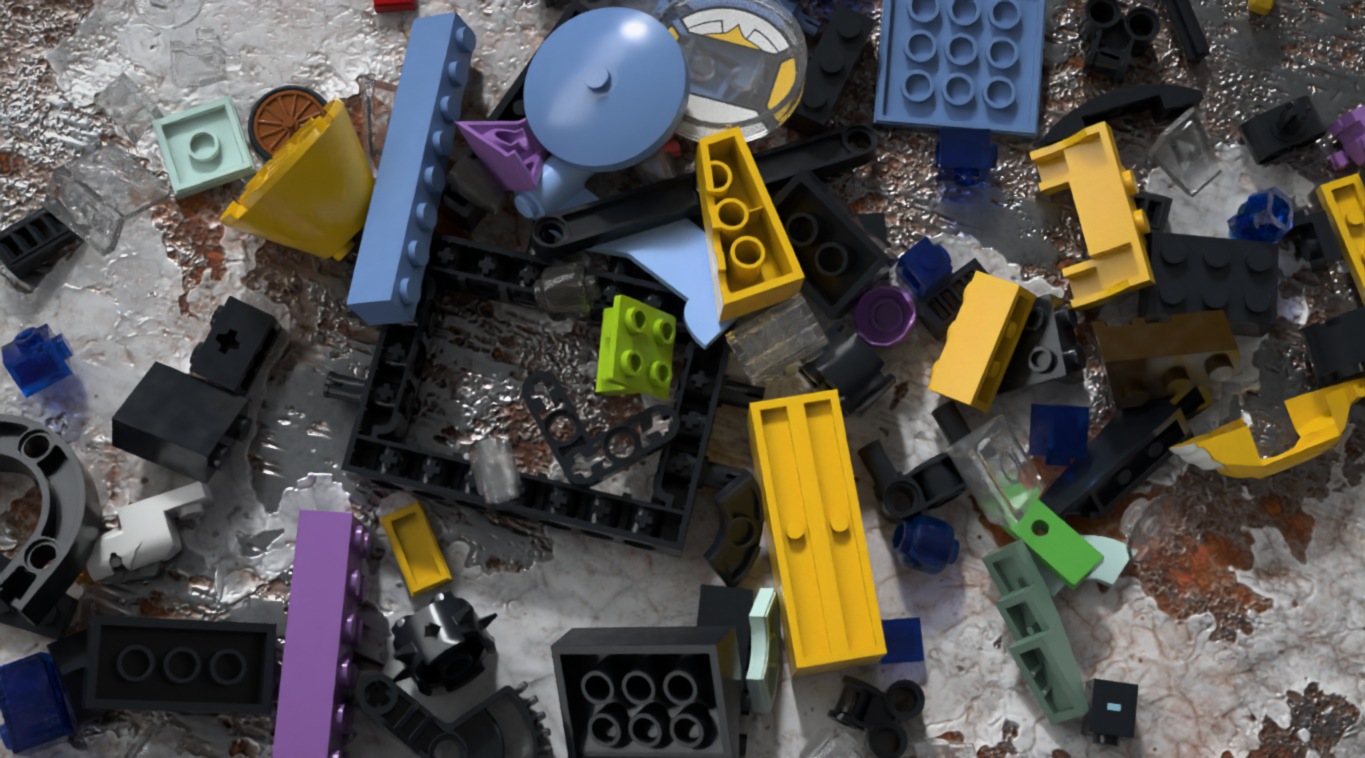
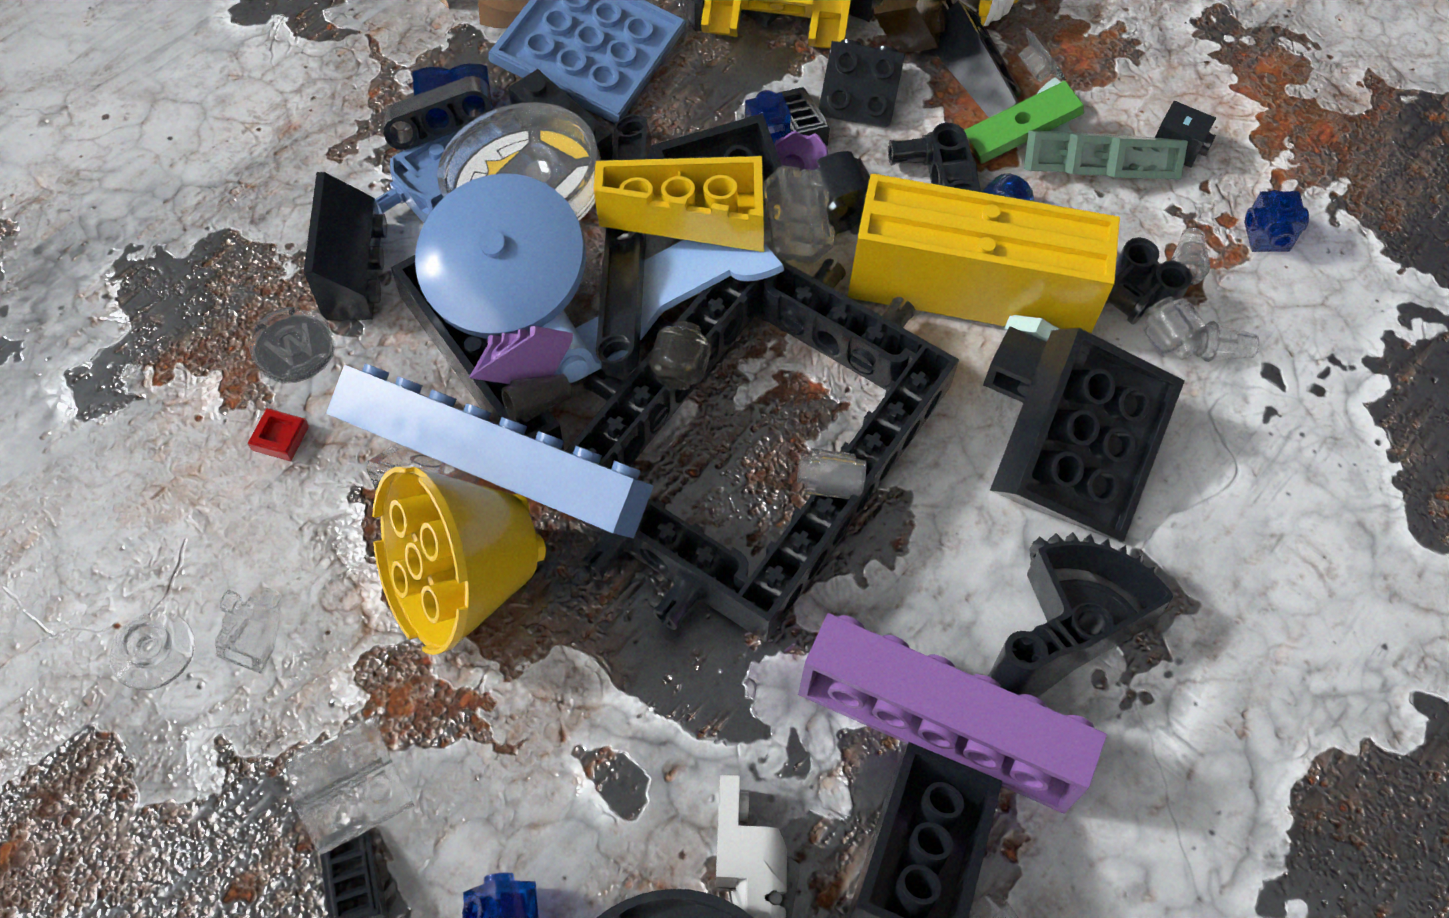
camera: 70 degrees left, 15 degrees down
(128, 107) = (259, 721): clear brick -> none
(181, 423) = (647, 775): black brick -> none
(204, 147) = (342, 667): light aqua tile -> none
(231, 325) = (572, 677): black brick -> none
(281, 115) = (351, 580): dark orange wheel -> none
(416, 549) = (871, 602): yellow tile -> none
(442, 644) = (980, 594): black brick -> none
(582, 445) = (831, 397): black beam -> none
(635, 350) = (758, 325): lime bracket -> none
(739, 529) = (959, 334): black tile -> none
(964, 155) = (680, 67): clear blue brick -> none
(981, 341) = (850, 99): yellow brick -> none
(997, 471) = (974, 122): clear slope -> none
(1058, 432) = (945, 83): clear blue brick -> none

